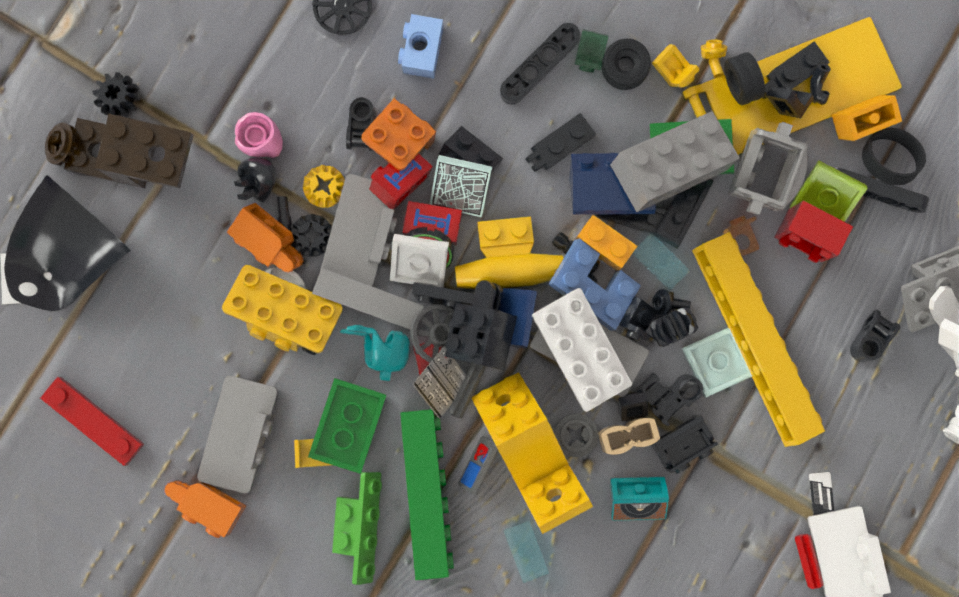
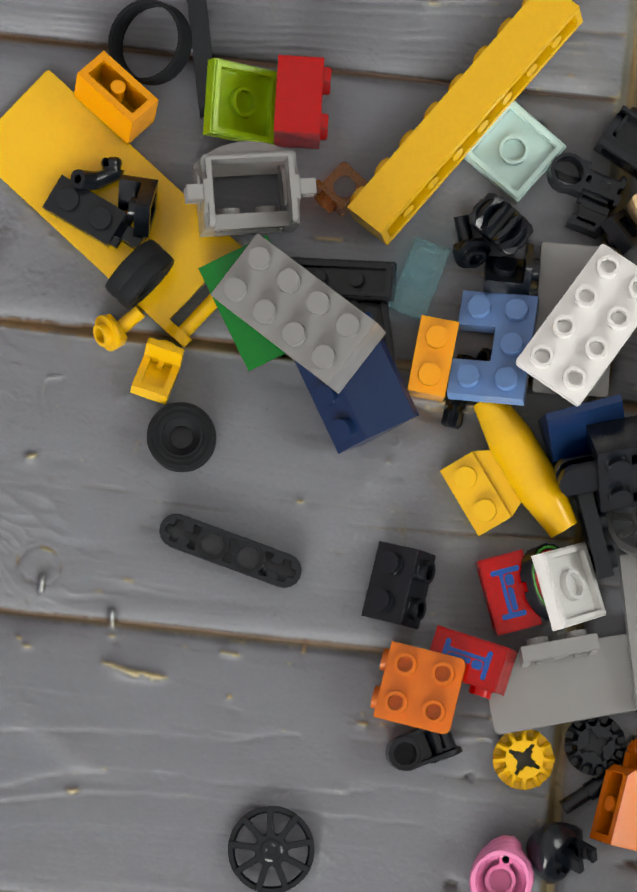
camera: 115 degrees left, 0 degrees up
(424, 30) = (257, 710): light blue brick -> none
(460, 185) = (445, 577): tile -> none
(561, 143) = (323, 475): black hinge -> none
(591, 50) = (186, 490): clear green bracket -> none

